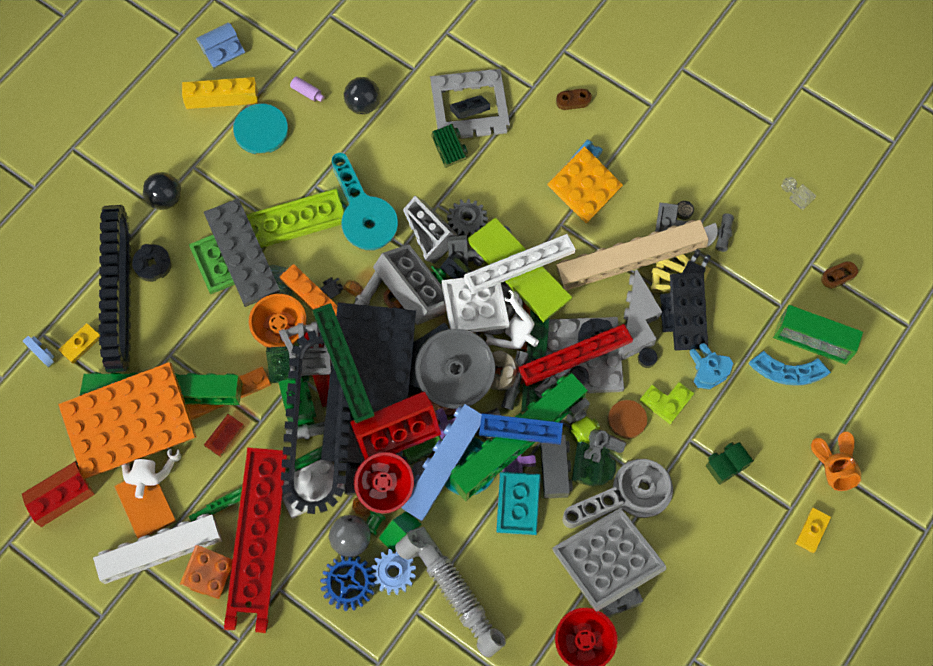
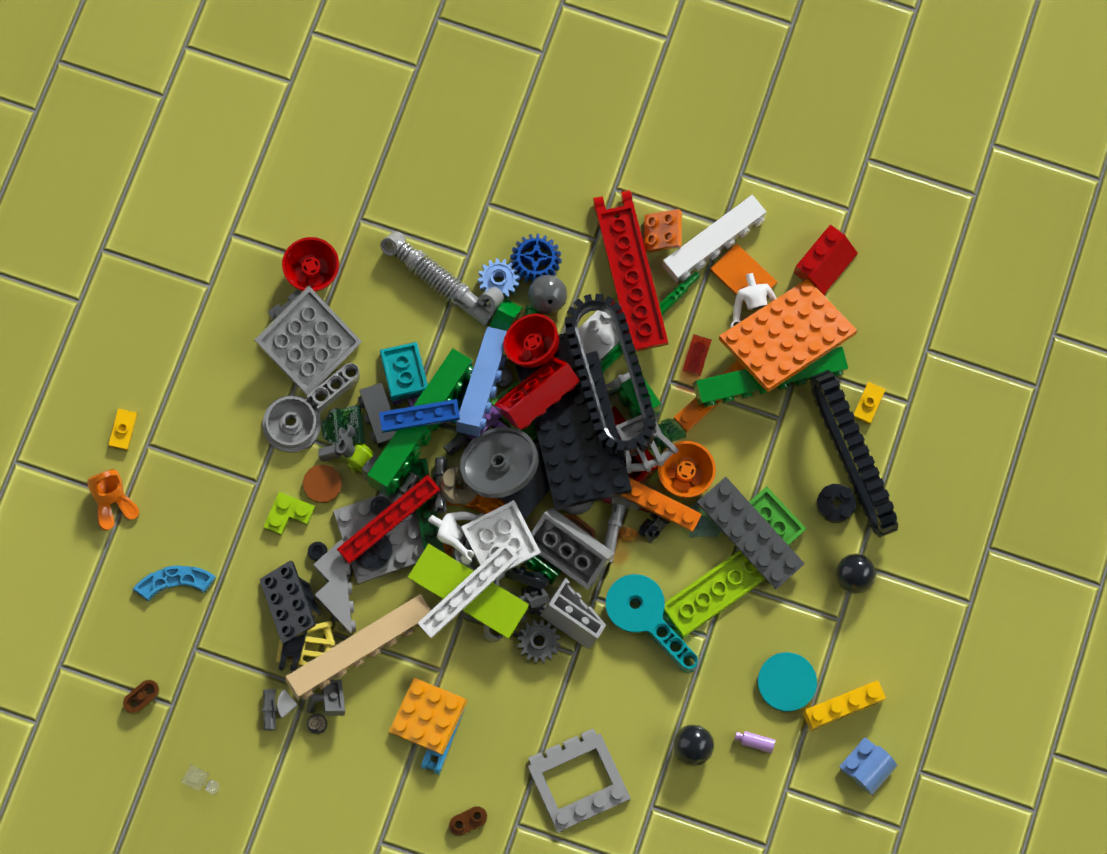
camera: 160 degrees right, 5 degrees up
(34, 345) = (898, 379): light blue plate -> none
(343, 363) = (603, 422): dark green plate -> none
(449, 146) = (582, 716): dark green brick -> none
(470, 107) = (575, 771): black plate -> none
(711, 369) = (254, 554): dark azure hinge -> none
(729, 462) = (215, 467): dark green brick -> none
(818, 334) = (153, 616): green brick -> none

